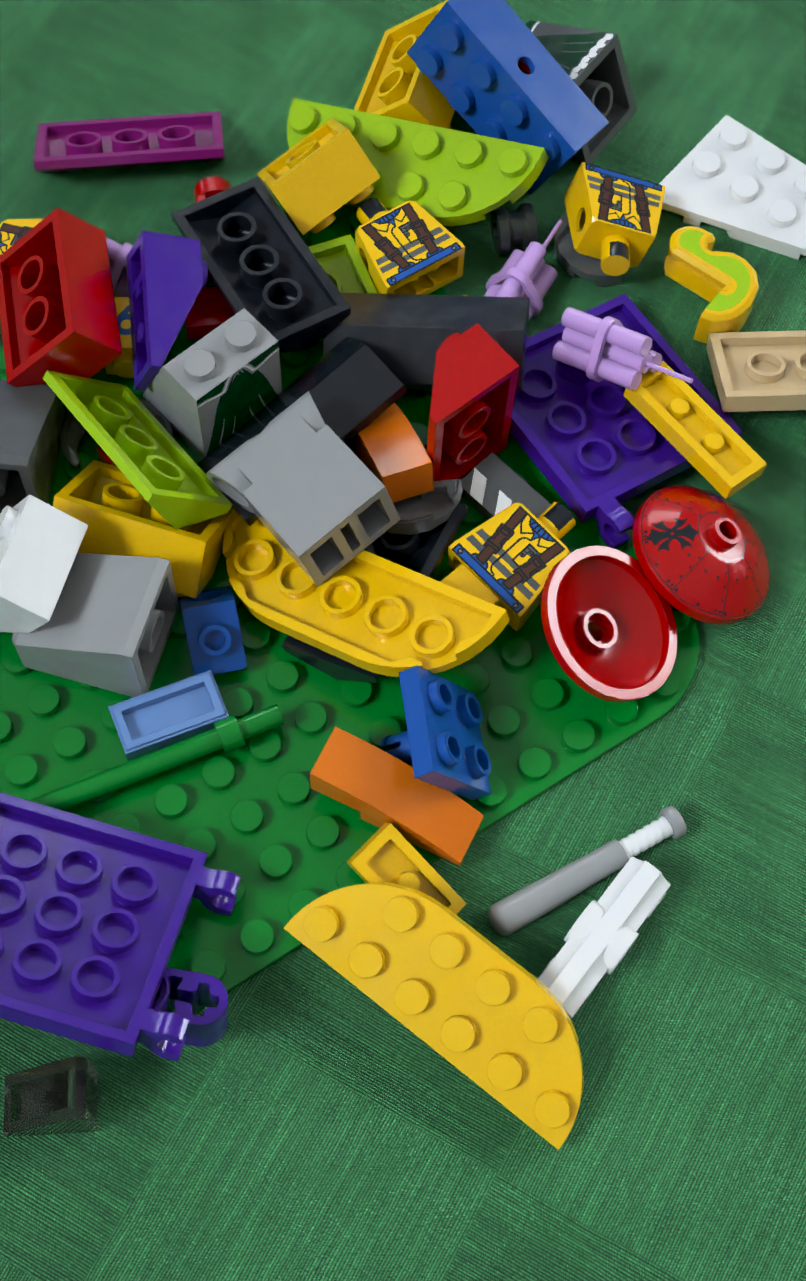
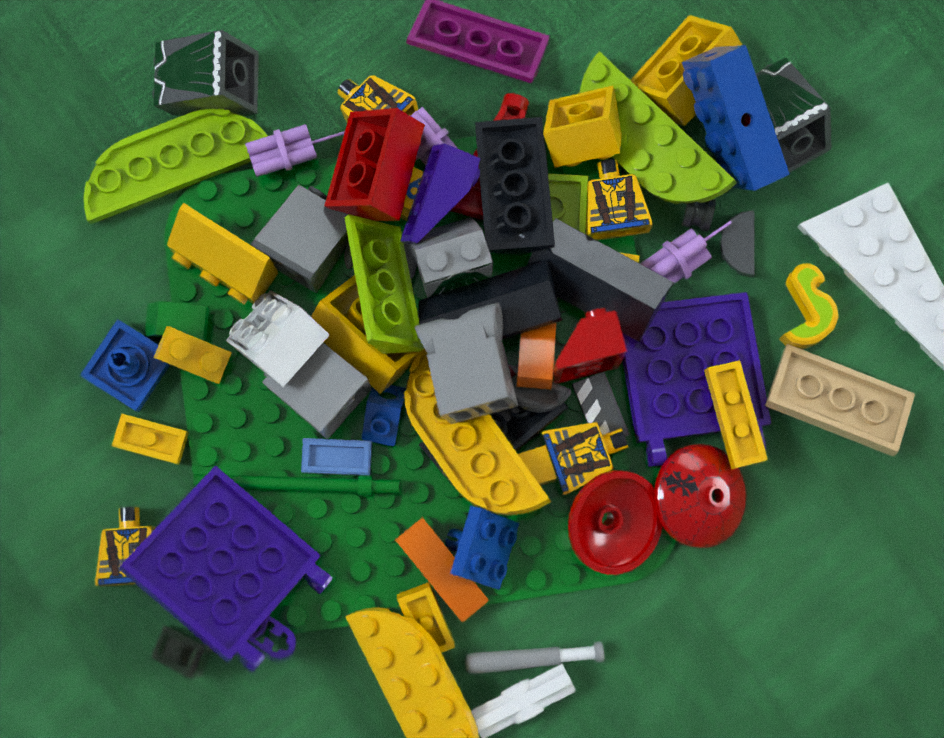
camera: 30 degrees right, 15 degrees up
(607, 350) = (705, 342): lavender piece -> none
(612, 216) = (765, 236): yellow torso -> none

